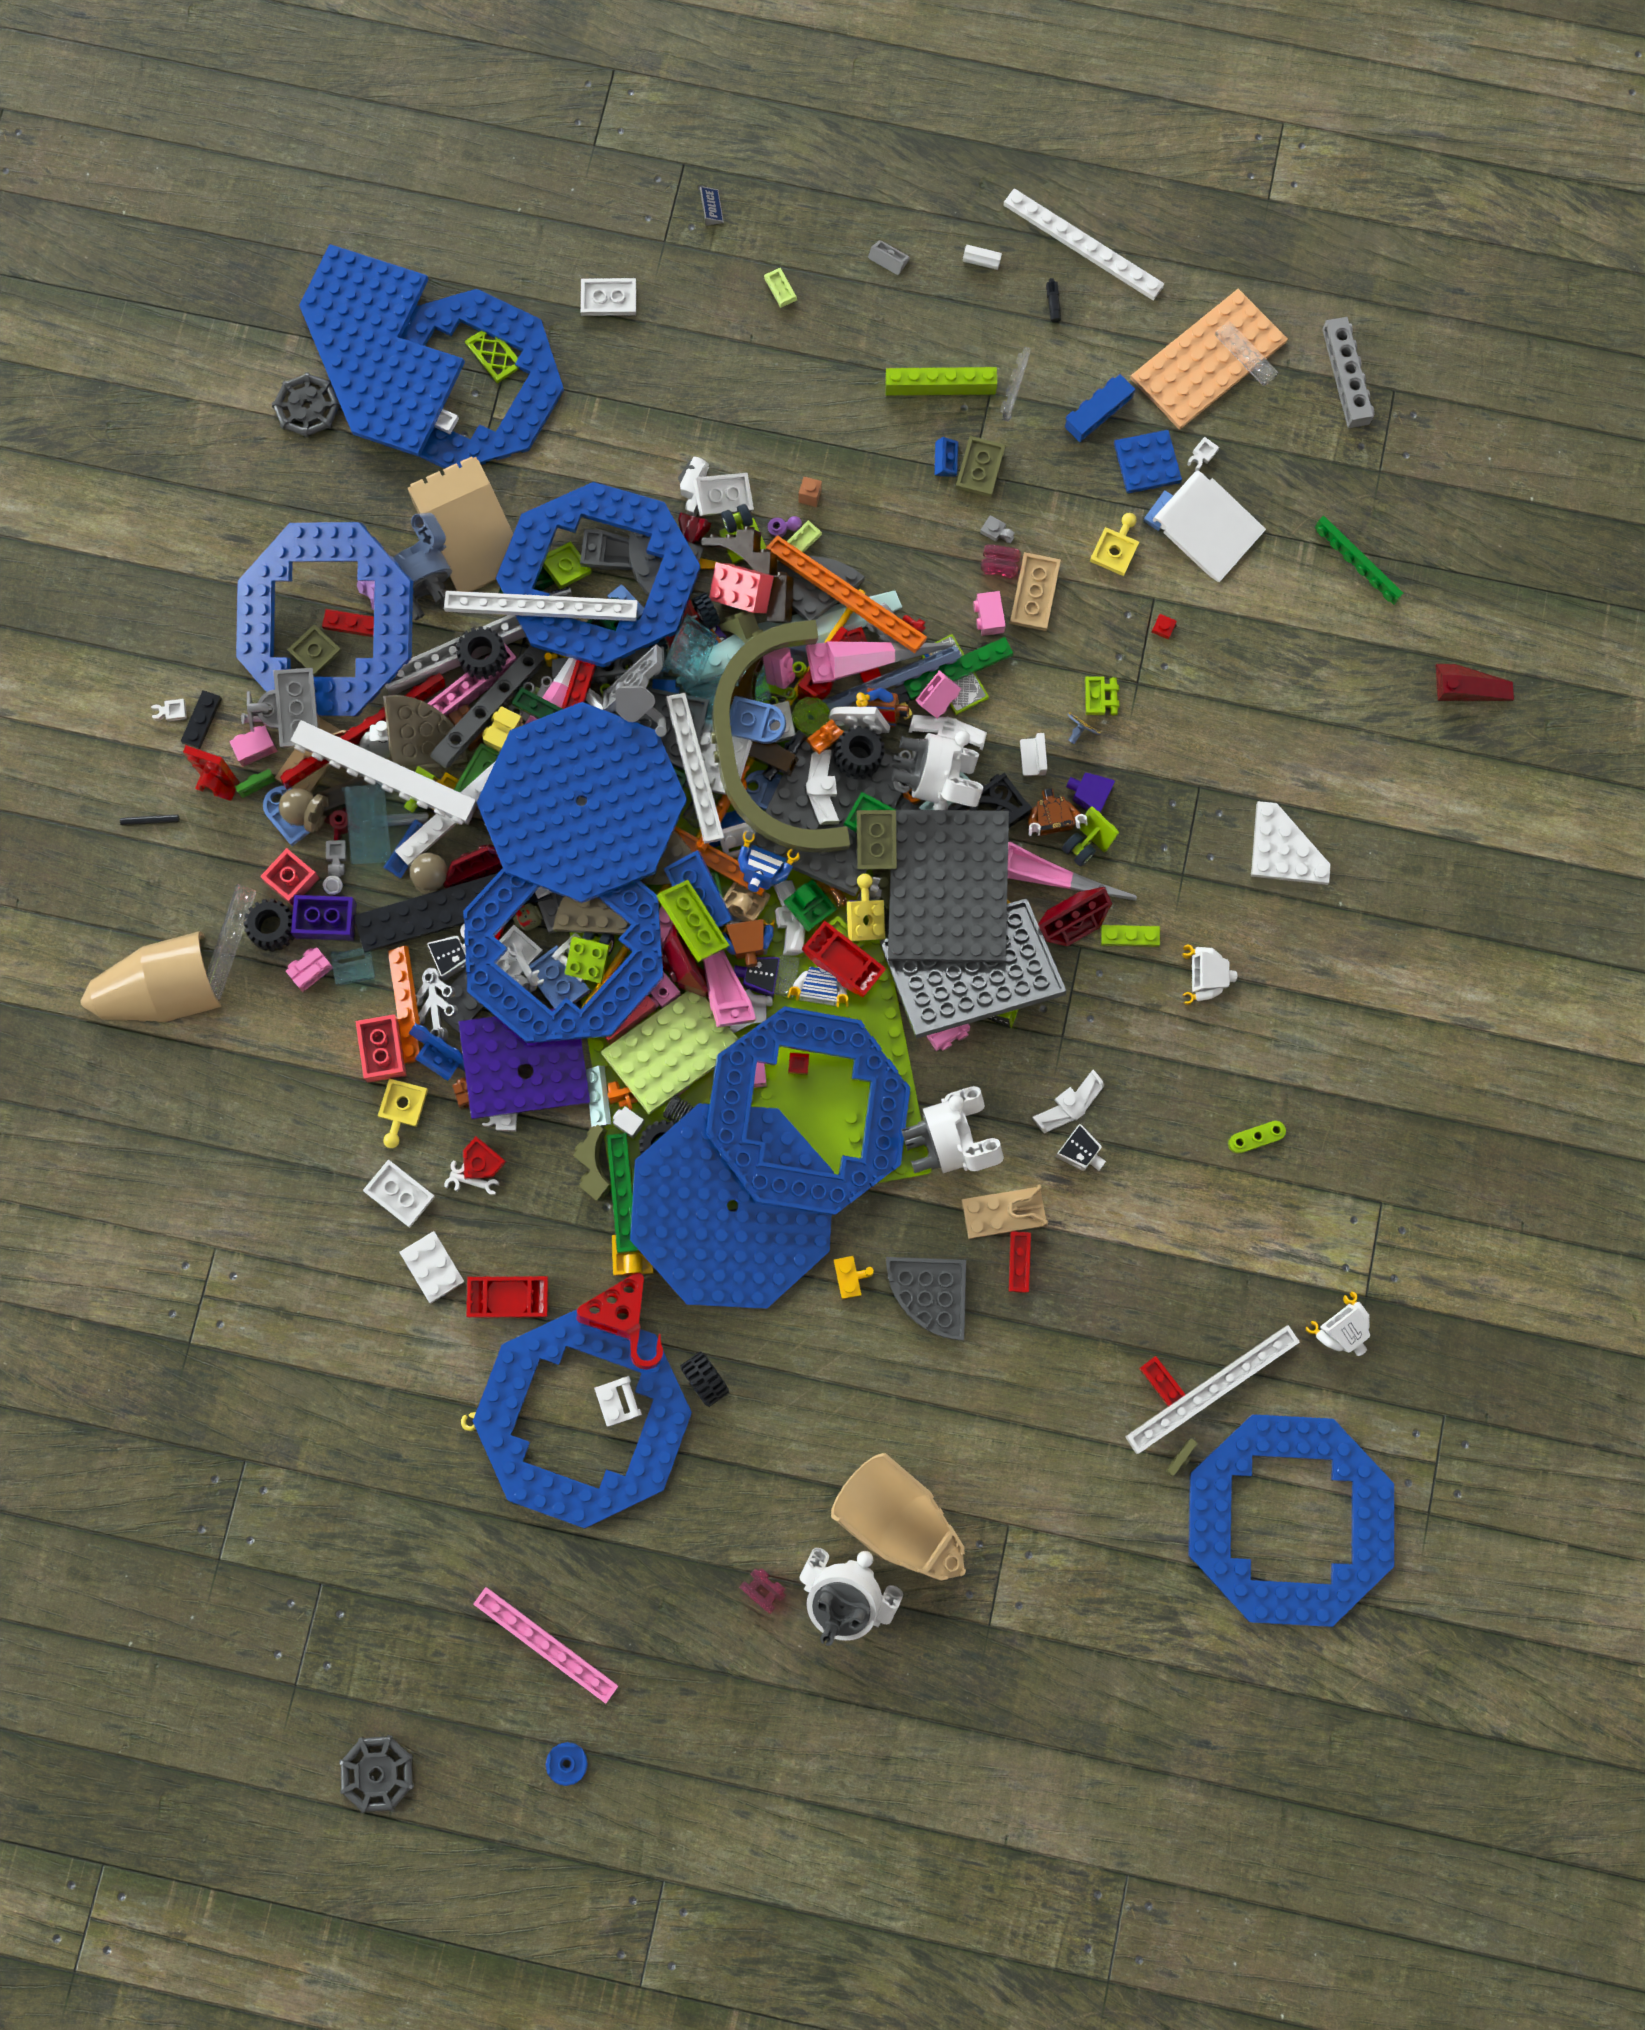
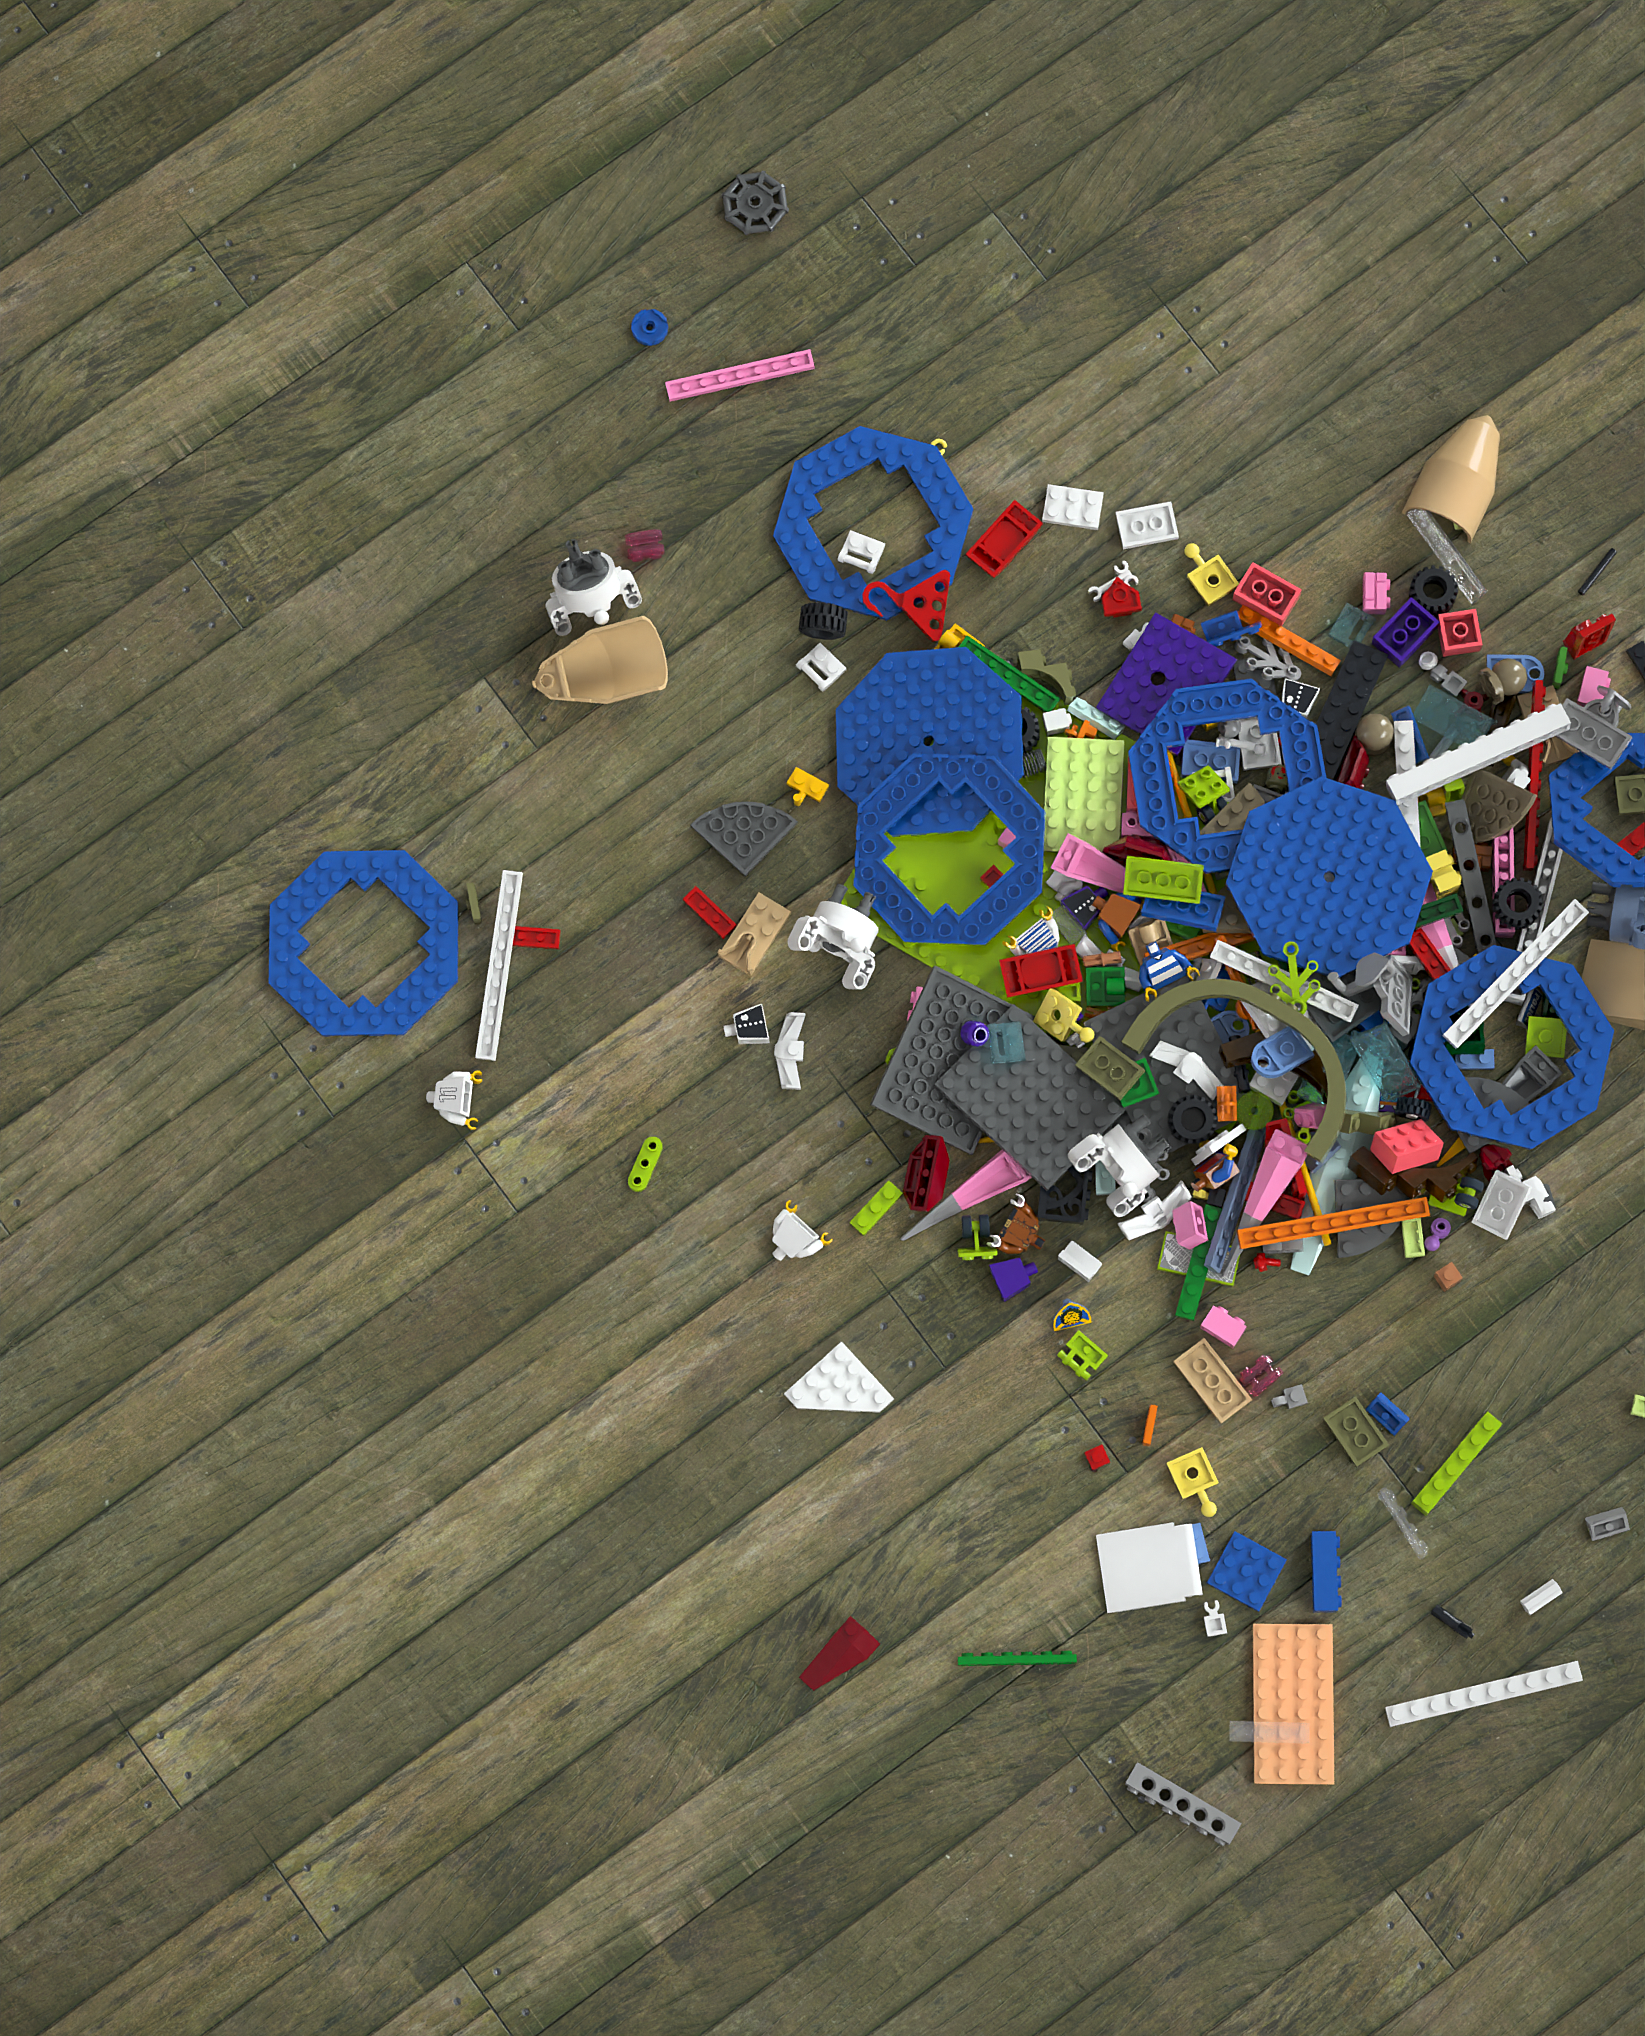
camera: 140 degrees right, 0 degrees up
(690, 754) = (1294, 981): none -> lime plant
(734, 1352) = (825, 663): none -> white plate
(792, 922) = (1102, 959): none -> nougat axle
(921, 929) = (1012, 1042): none -> clear light blue plate
(940, 962) = (974, 1033): none -> dark purple head
(1108, 607) = (1149, 1425): none -> orange tile

